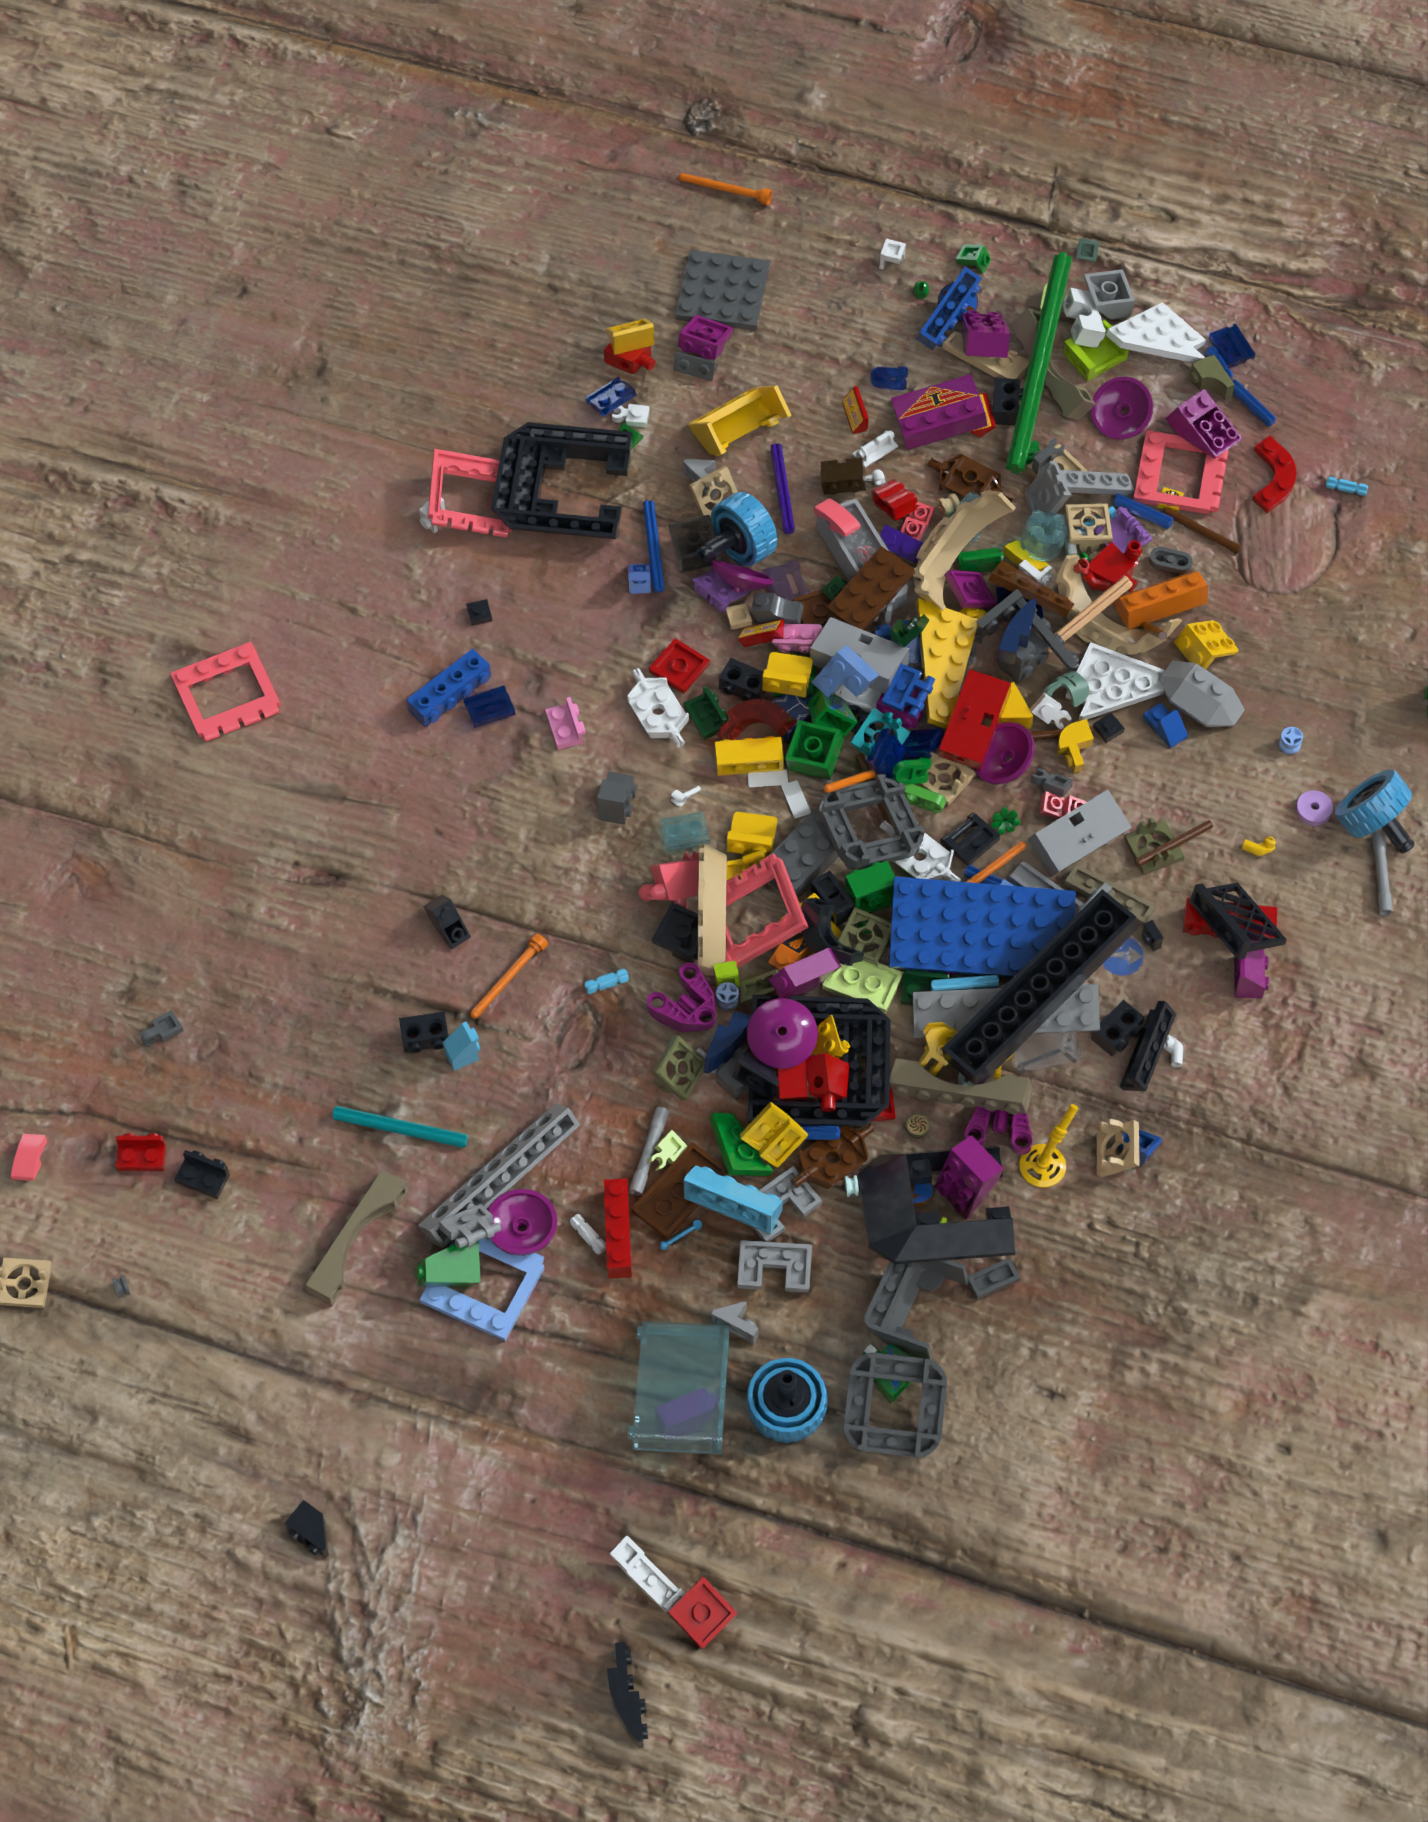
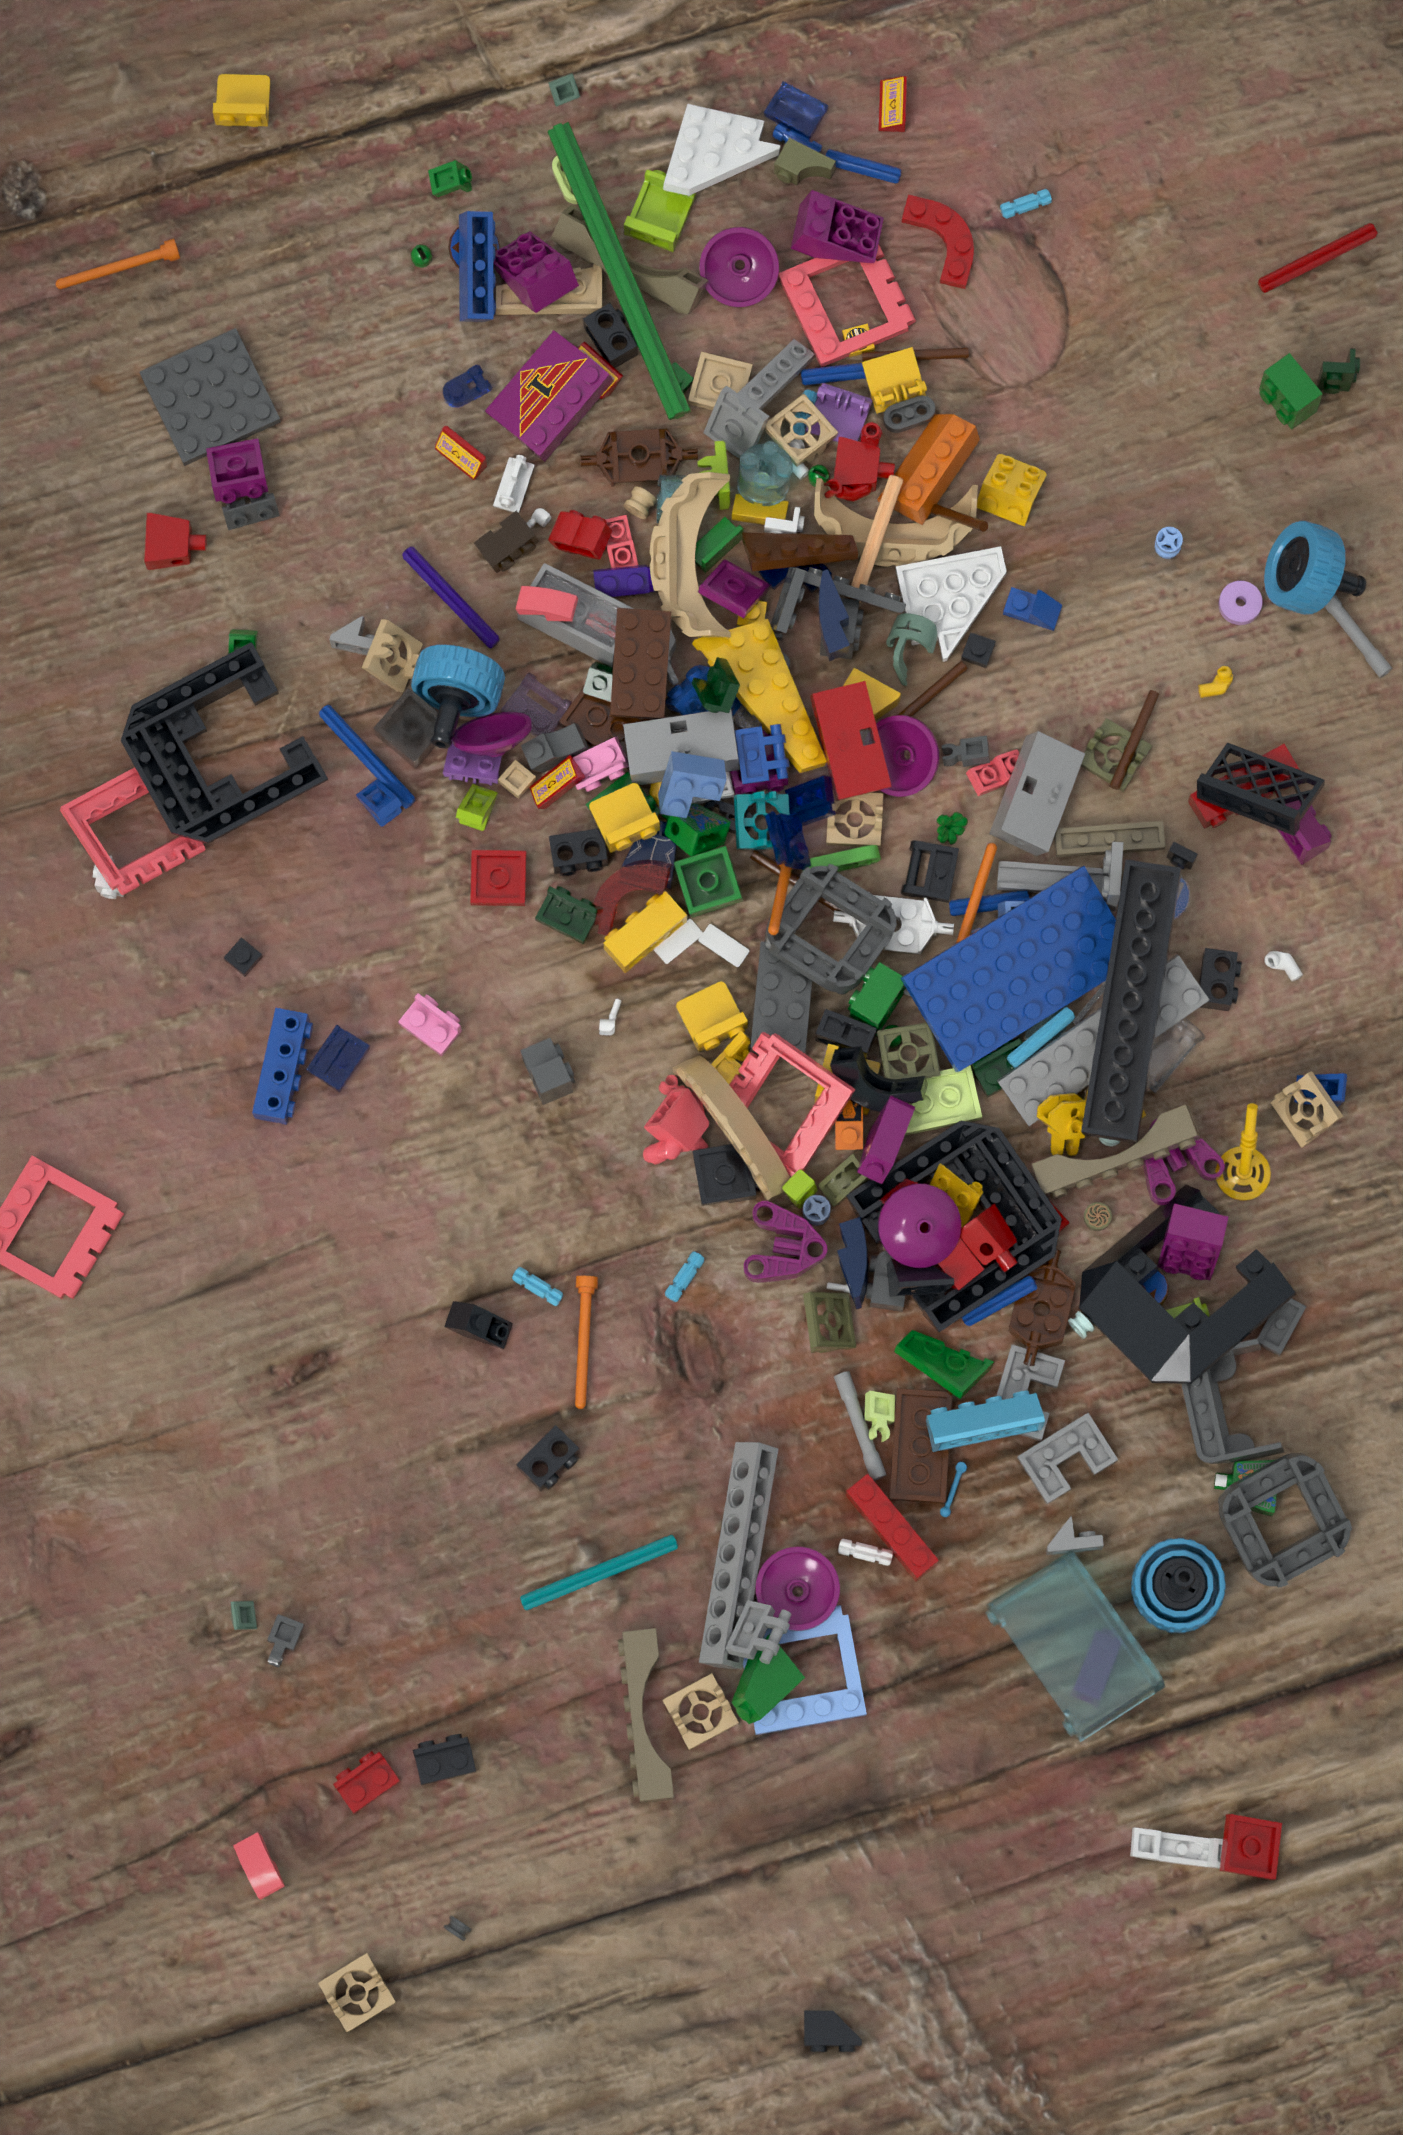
camera: 35 degrees left, 15 degrees up
(150, 997) = (243, 1615): none -> sand green slope
(382, 1242) = (727, 1719): none -> tan piece
(462, 1046) = (600, 1449): medium azure slope -> none
(505, 924) = (537, 1286): none -> medium azure axle
(610, 396) = (189, 609): clear blue plate -> none
(626, 1703) = (1247, 1983): black slope -> none
(631, 335) = (162, 525): yellow slope -> none
(634, 416) = (230, 613): white plate -> none
(654, 694) = (497, 926): white plate -> none
(684, 831) = (641, 1060): clear light blue plate -> none
(698, 616) = (476, 807): none -> lime slope
(738, 417) = (341, 545): yellow windscreen -> none
(774, 1134) = (973, 1327): yellow slope -> none
(876, 142) = (242, 100): none -> yellow bracket
(893, 252) = (363, 234): white panel -> none
(907, 772) = (827, 840): green plate -> none
(1013, 521) = (718, 465): none -> lime piece
(1042, 457) = (702, 383): dark grey plate -> none
(1048, 709) = (910, 673): white plate -> none
(1071, 740) = (955, 692): yellow brick -> none
(1088, 326) = (639, 192): white arch -> none
(1110, 293) = (630, 132): light grey slope -> none
(1148, 1048) = (1264, 979): black fence -> none
(1176, 531) = (893, 378): none -> yellow hinge
(1201, 695) = (1046, 554): light grey wedge -> none
(1300, 380) = (892, 104): none -> slope

